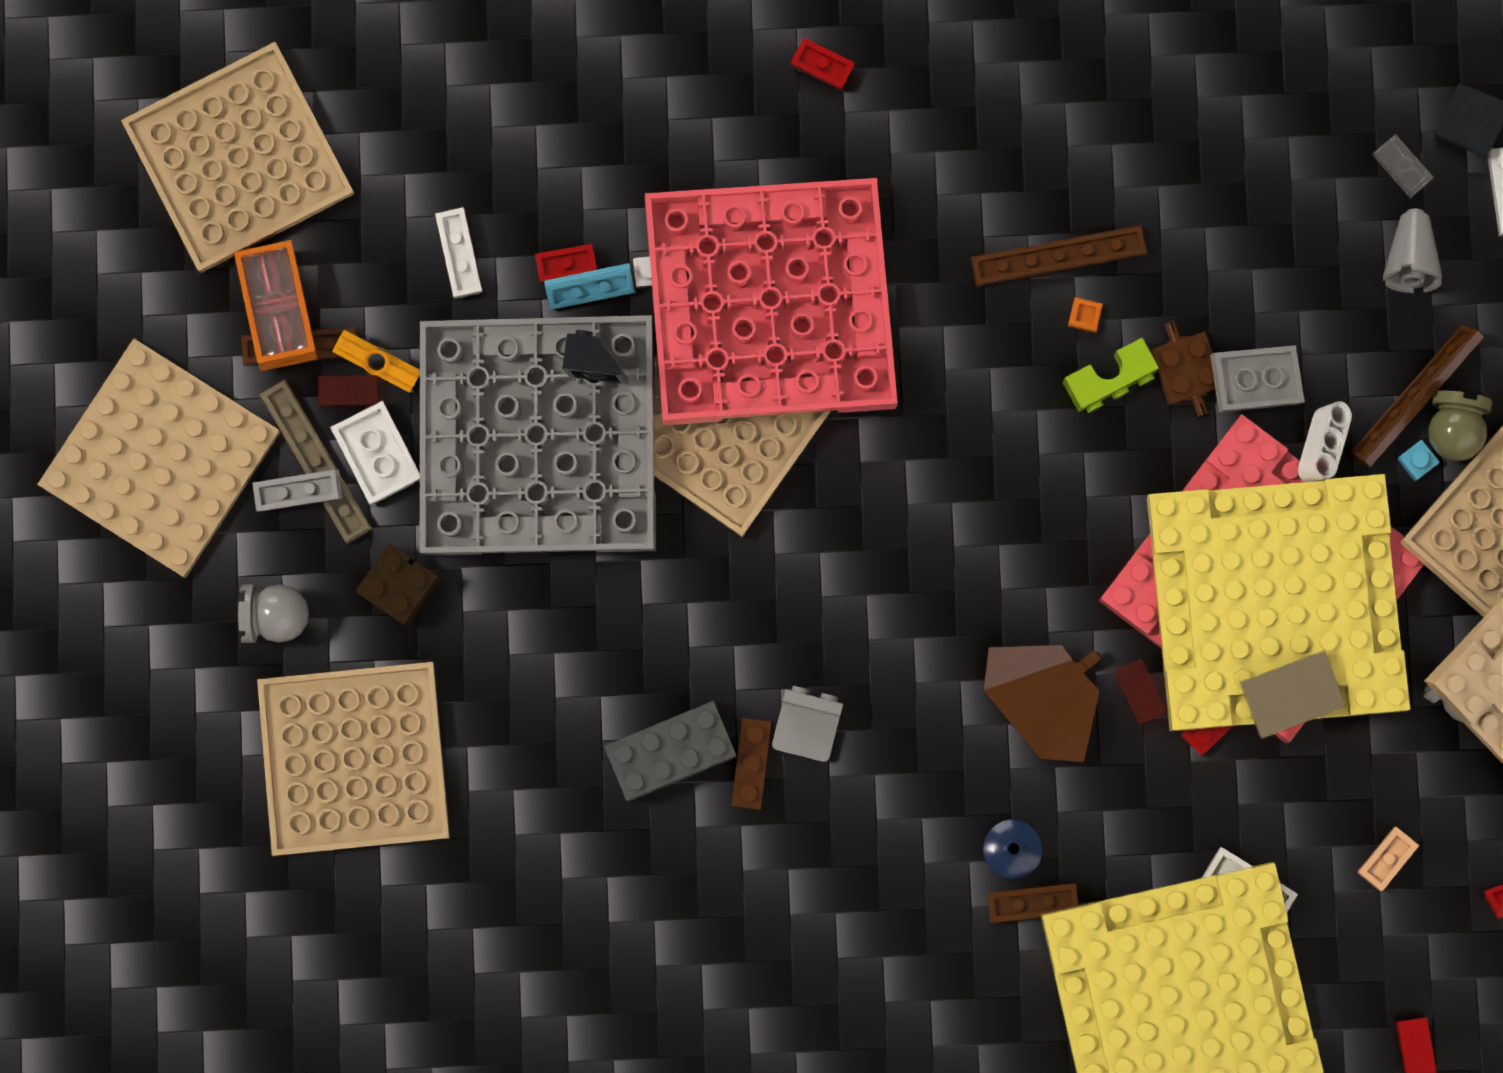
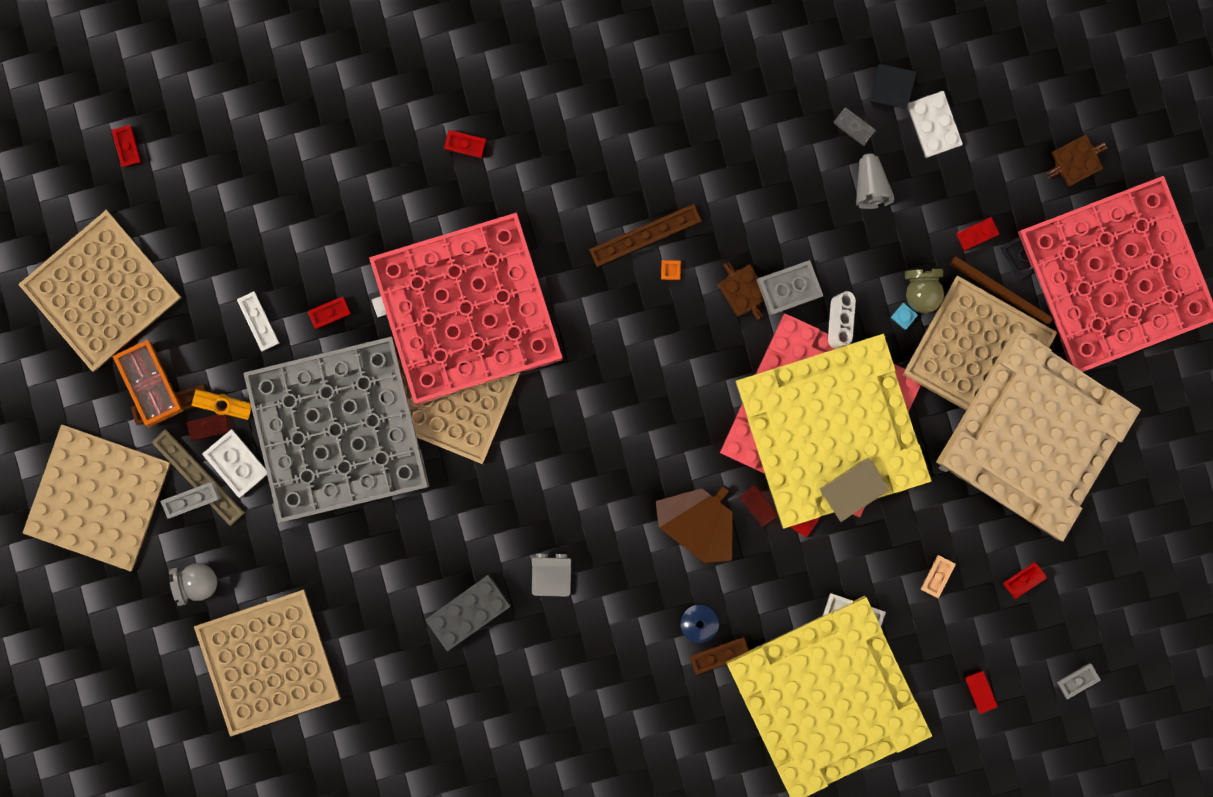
camera: 15 degrees left, 5 degrees up
(398, 585) = (268, 546): dark brown piece -> none
(589, 286) = (347, 324): medium azure tile -> none
(590, 360) = (358, 375): black slope -> none
(751, 764) = (521, 607): reddish brown plate -> none
(1089, 390) = (710, 297): lime arch -> none
(1416, 395) = (893, 275): reddish brown tile -> none

